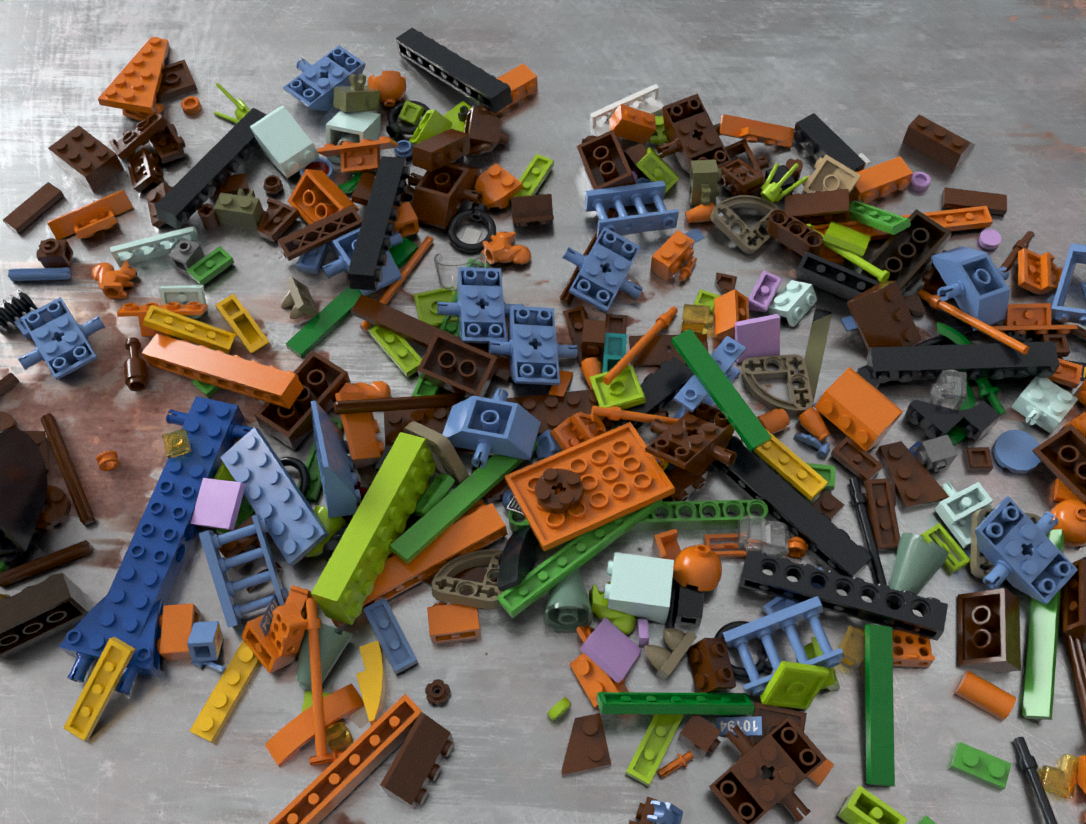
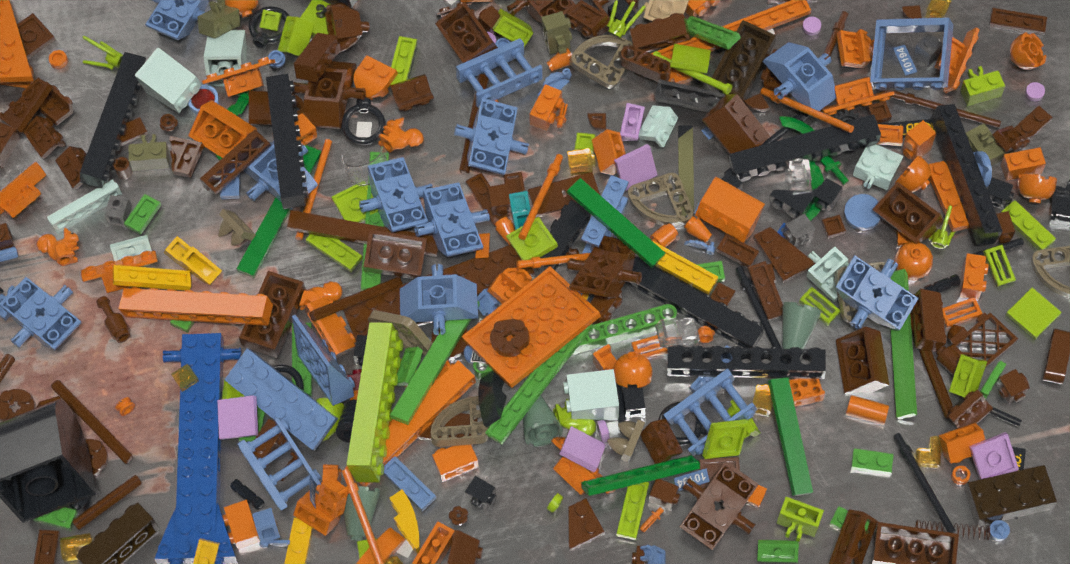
camera: 15 degrees left, 5 degrees up
(201, 597) = (247, 494): none -> black axle
(472, 671) = (480, 493): none -> black brick
(690, 229) = (554, 77): none -> medium blue piece

